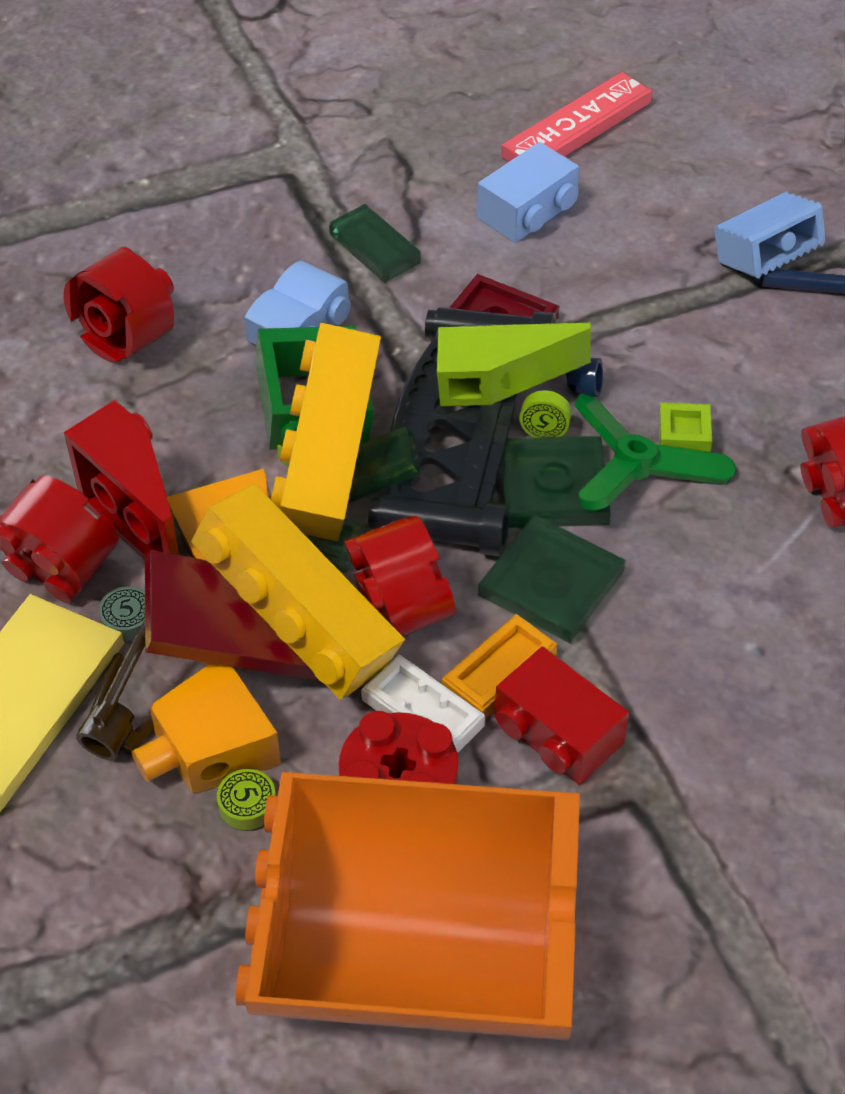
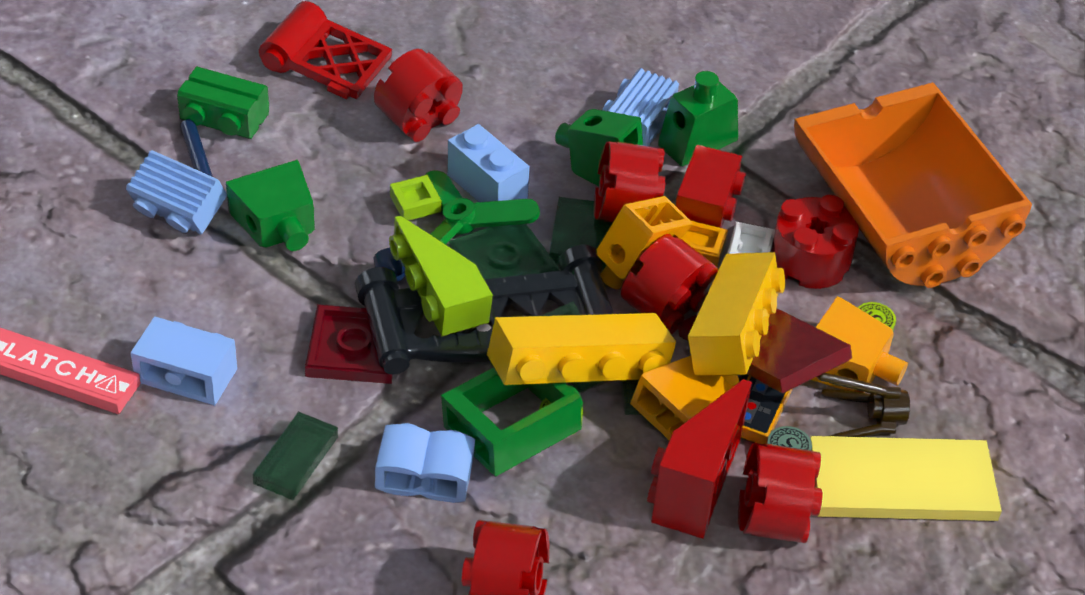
camera: 120 degrees left, 5 degrees down
(467, 551) = (633, 232): none -> light orange torso
(572, 585) = (627, 177): none -> red brick
(672, 619) = (590, 133): none -> green torso
(684, 740) = (699, 116): none -> green torso
(695, 498) = (486, 167): none -> light blue brick
(719, 309) = (273, 206): none -> green torso
(755, 711) = (646, 98): none -> light blue brick

